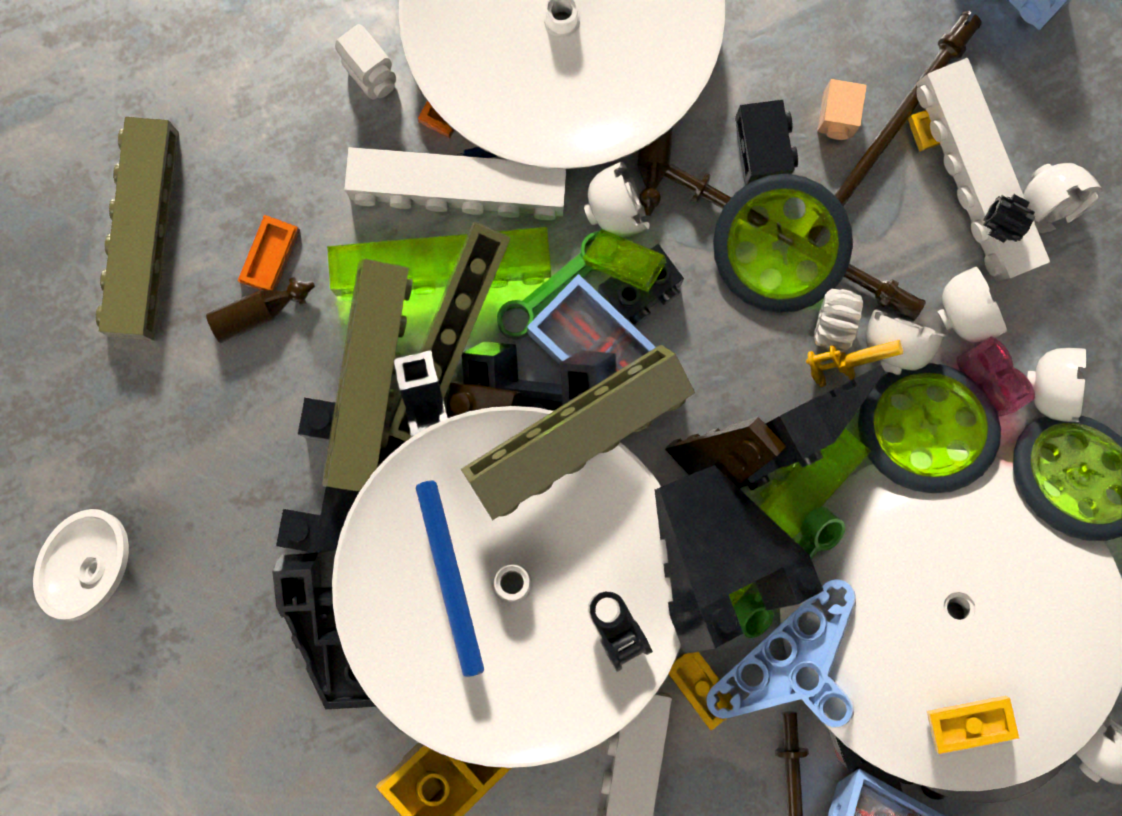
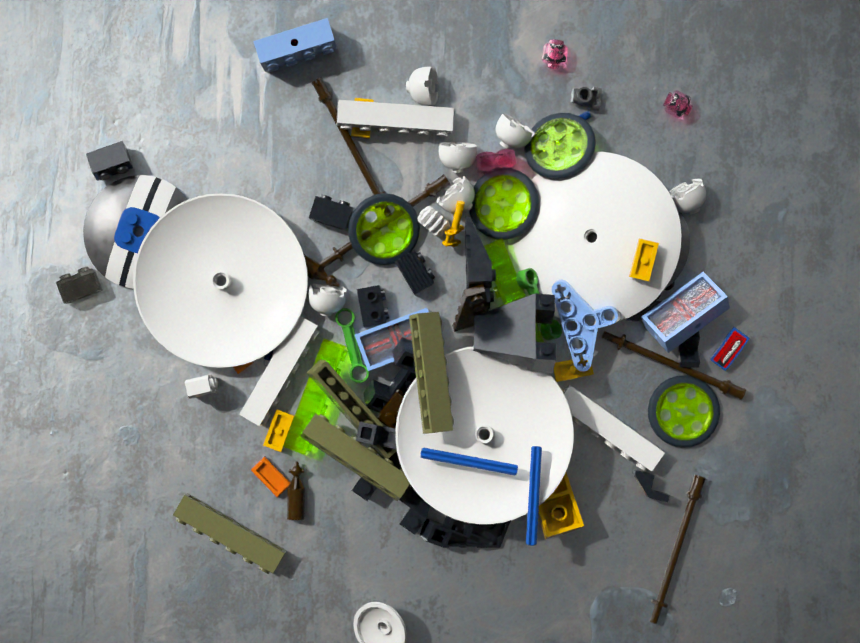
camera: 60 degrees left, 5 degrees up
(352, 227) = (278, 430): none -> yellow plate
(440, 729) = (533, 499): none -> blue axle
(618, 631) = (529, 397): black piece -> none
(624, 260) = (357, 309): clear neon green plate -> none
(734, 332) = (415, 272): none -> black brick
(841, 109) = (332, 167): light nougat brick -> none
(1009, 218) = (425, 120): black gear -> none

